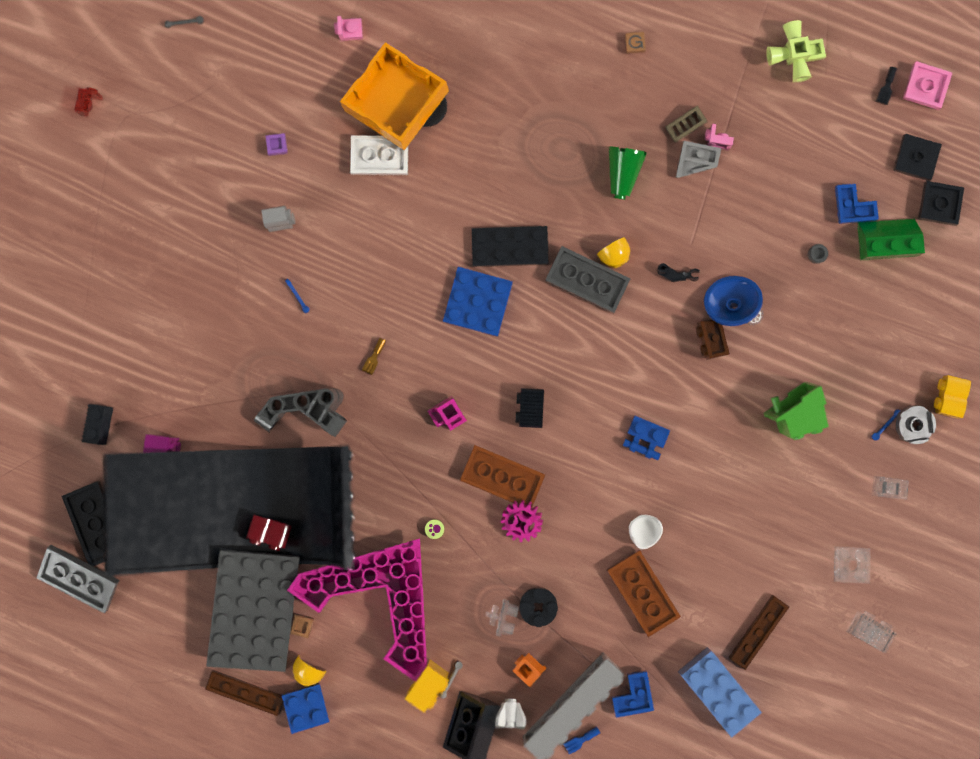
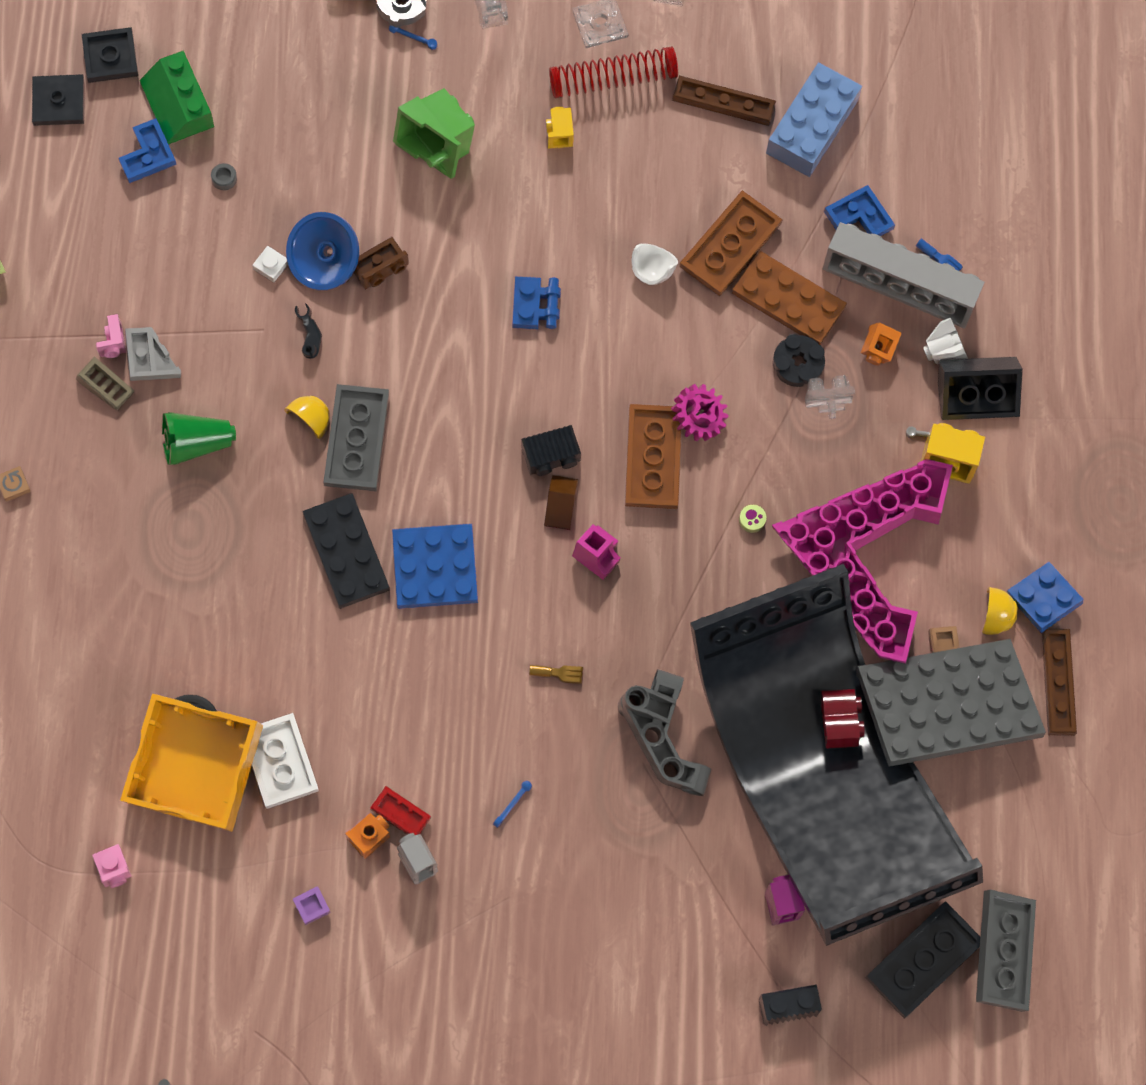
camera: 115 degrees left, 15 degrees down
(304, 188) = (368, 844): none -> orange brick
(316, 221) = (400, 812): none -> red plate
(493, 402) = (560, 502): none -> reddish brown slope
(588, 619) = (789, 298): none -> dark orange plate
(739, 264) = (270, 264): none -> white plate
(775, 503) = (560, 128): none -> yellow brick
(810, 514) = (670, 60): none -> red piece

